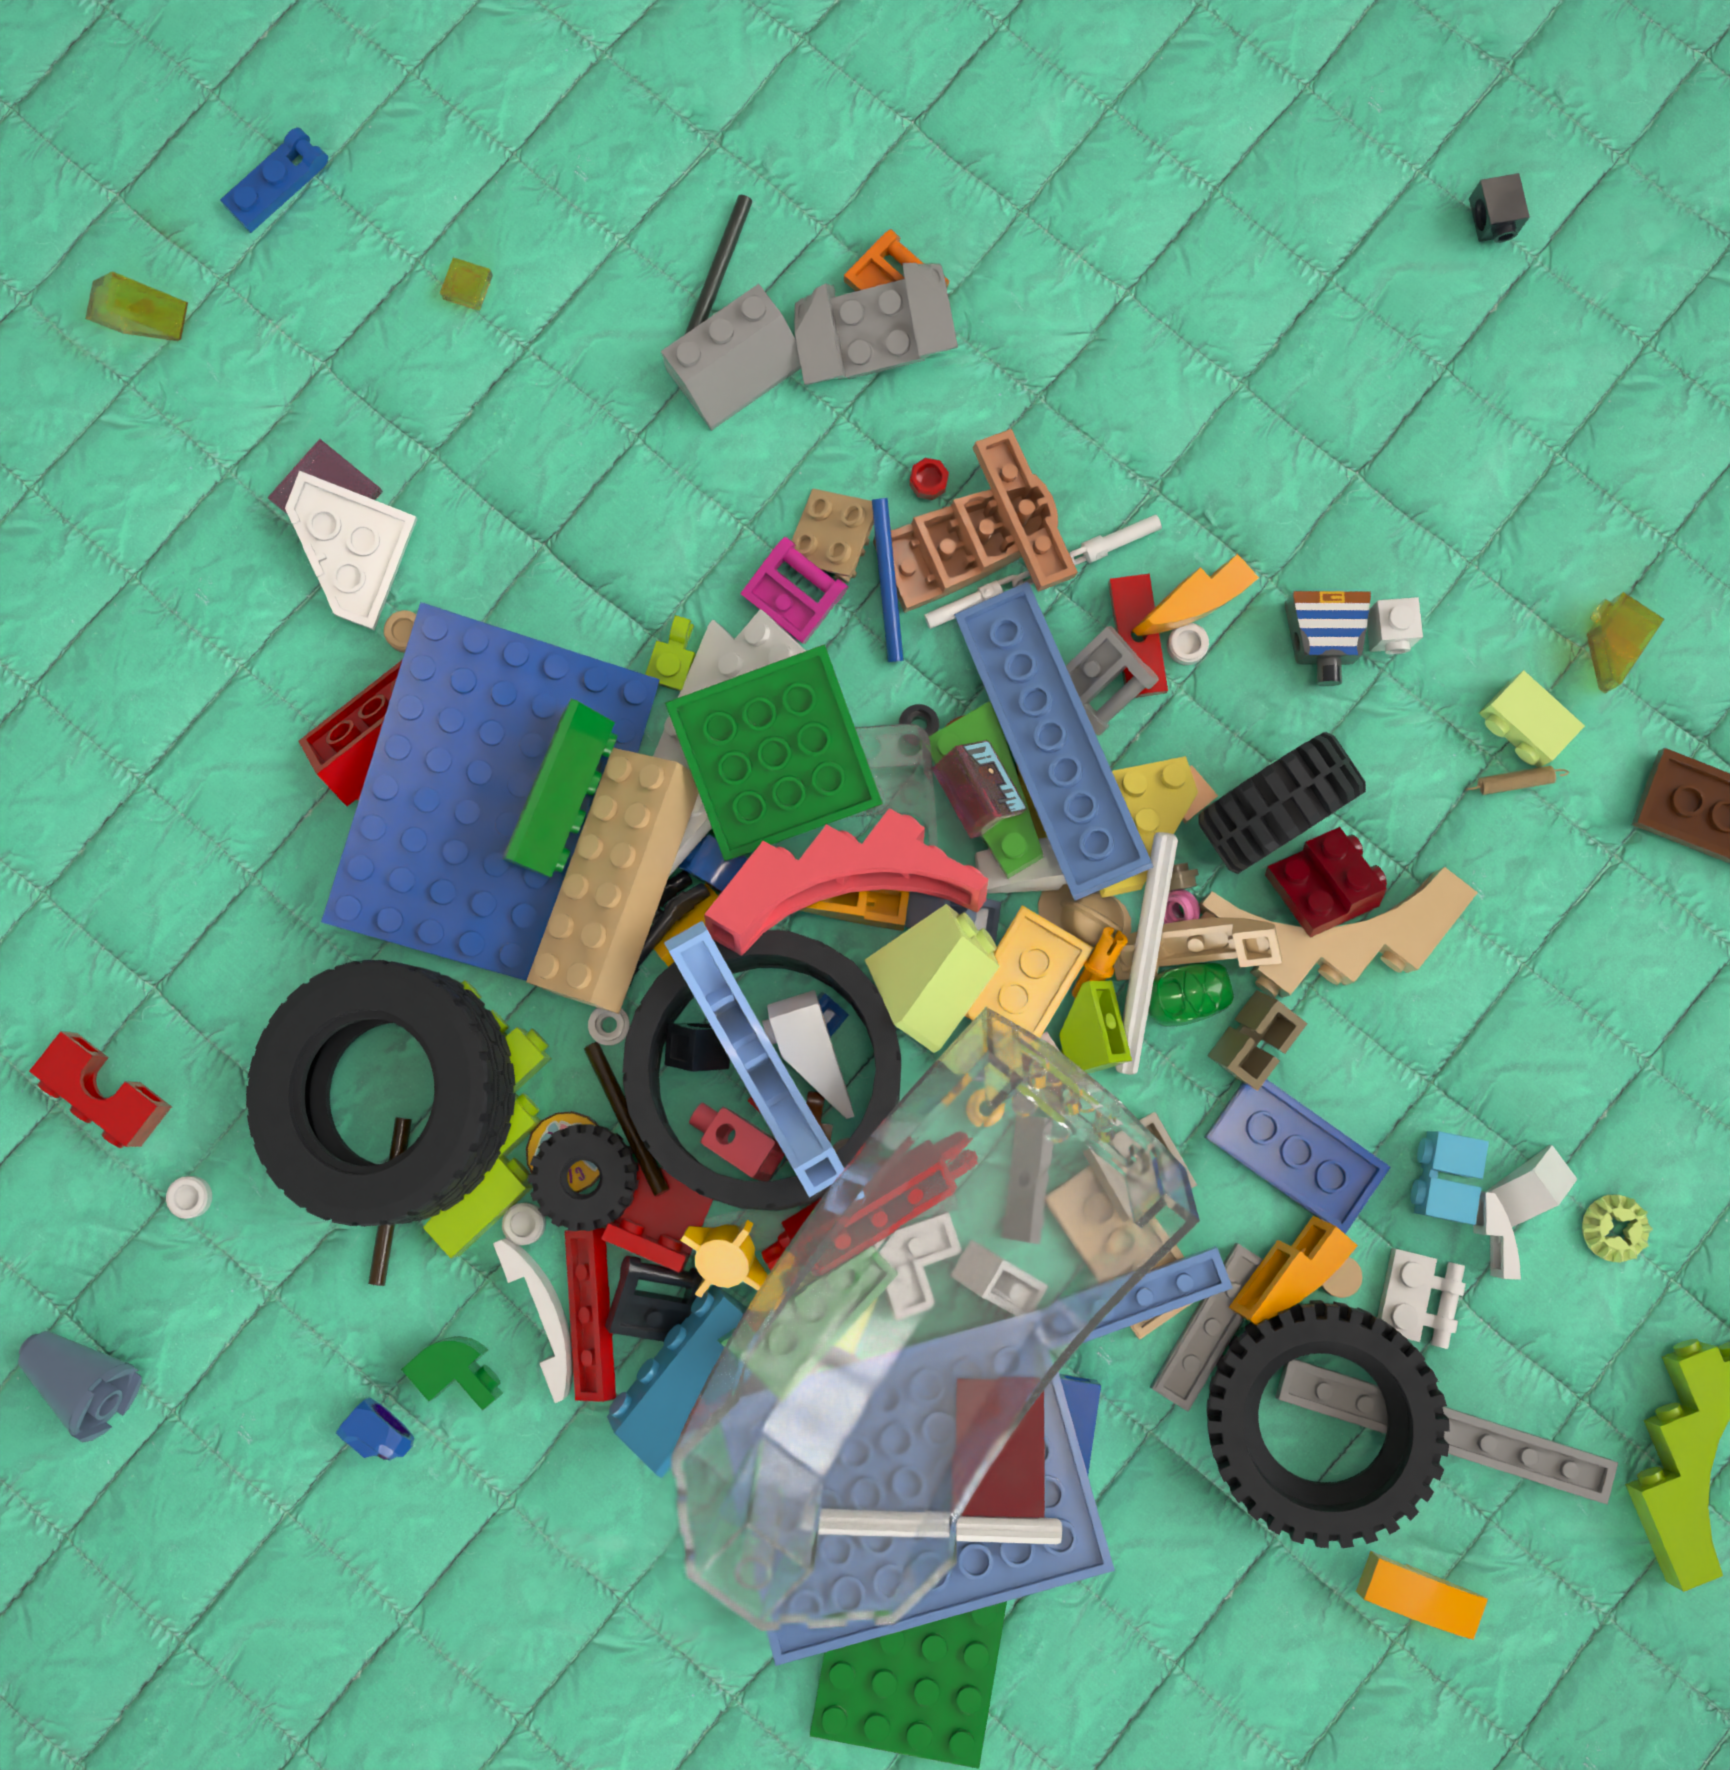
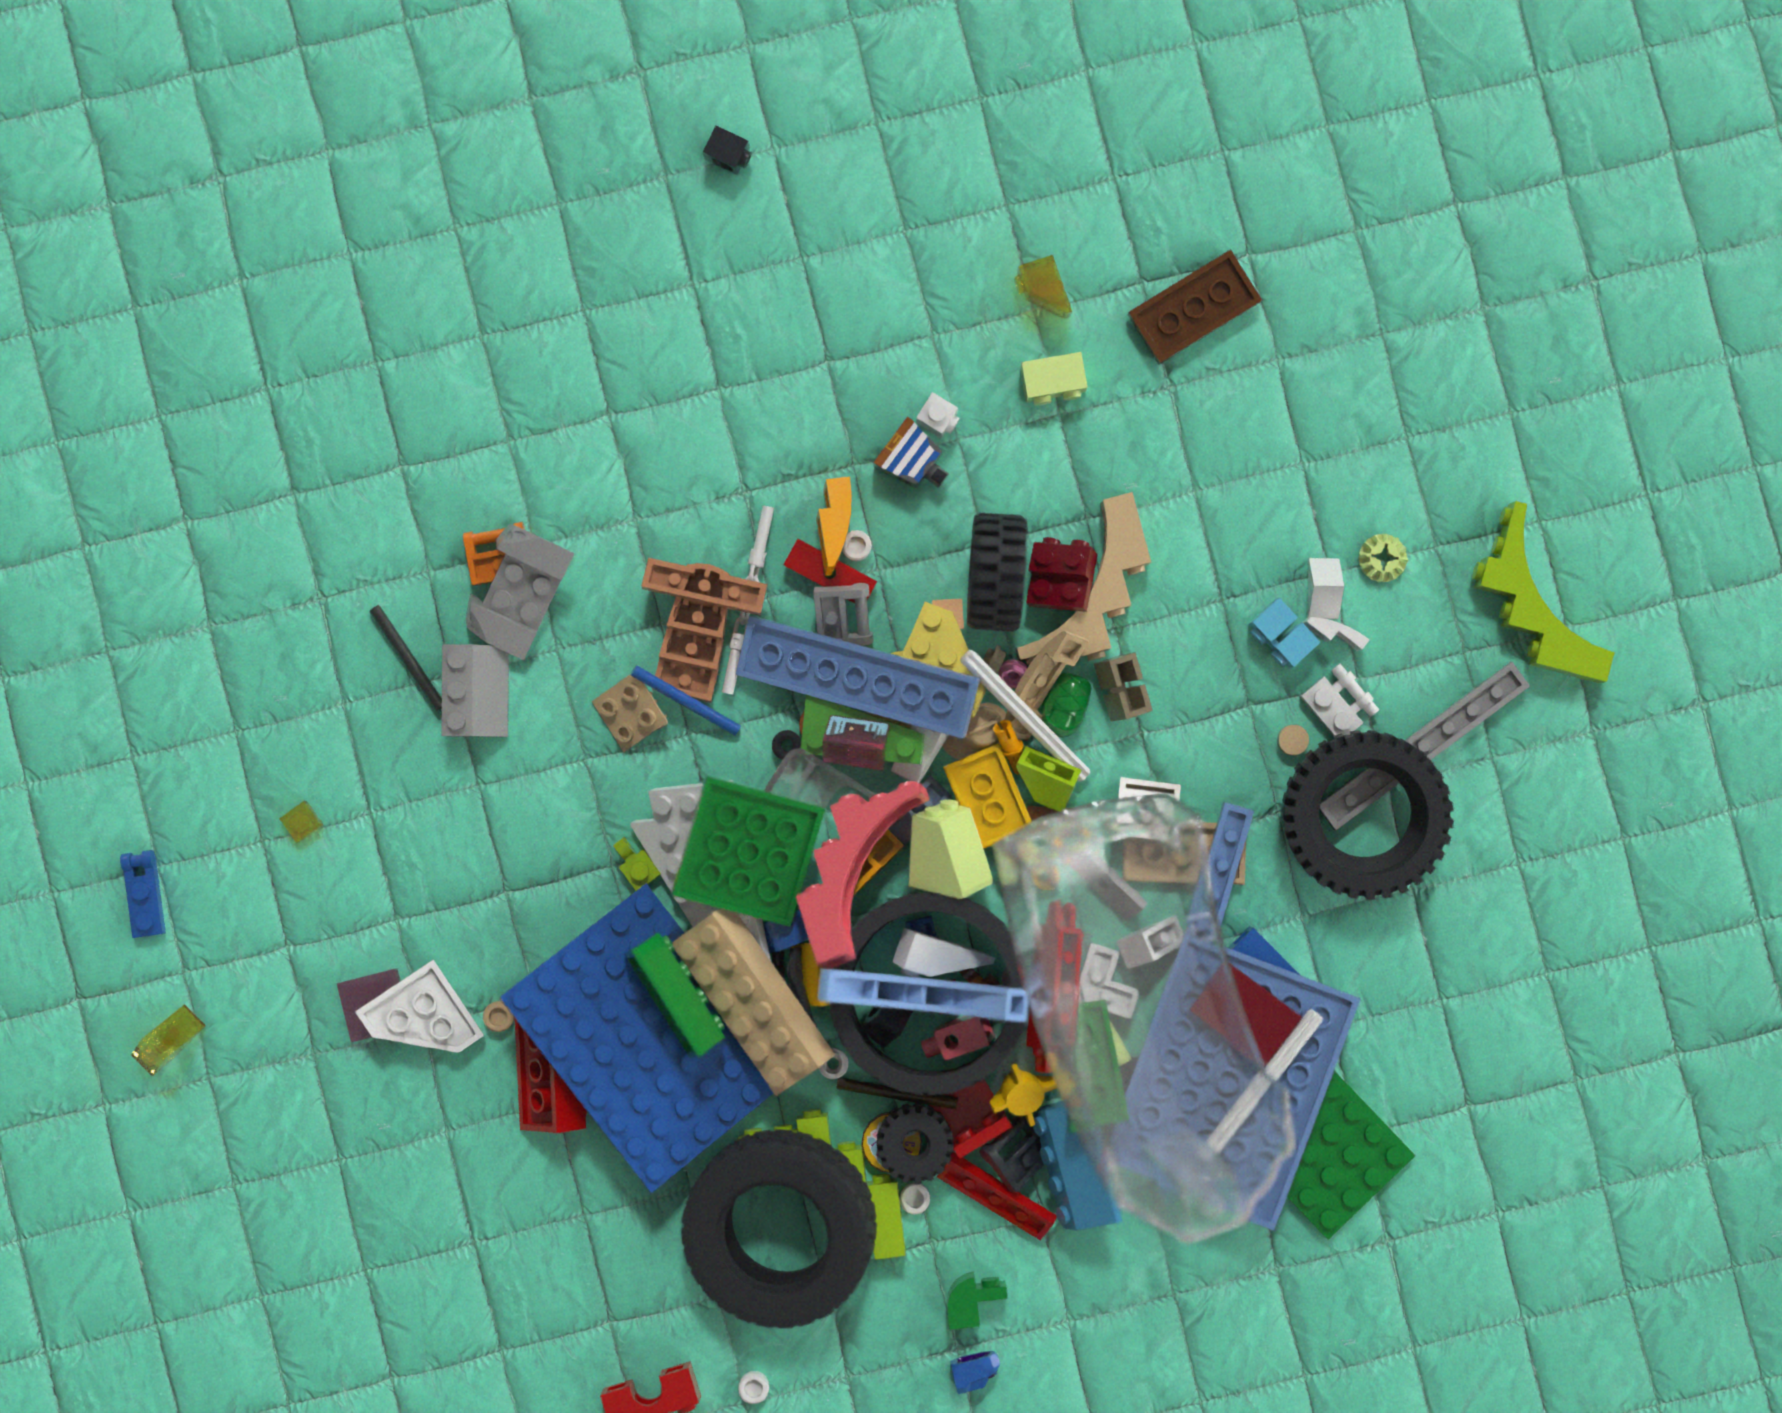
camera: 55 degrees left, 5 degrees up
(385, 1232) = (863, 1287): dark brown bar -> none
(559, 1367) = (937, 1219): white slope -> none
(787, 602) = (653, 770): dark pink plate -> none
(929, 478) = (639, 627): red tile -> none
(1205, 1335) = (1268, 837): light grey tile -> none
(1293, 1271) = (1271, 767): light orange slope -> none
(1298, 1153) = (1206, 710): tile -> none
(1421, 1596) = (1504, 830): light orange slope -> none
(1517, 780) = (1083, 412): tan piece -> none

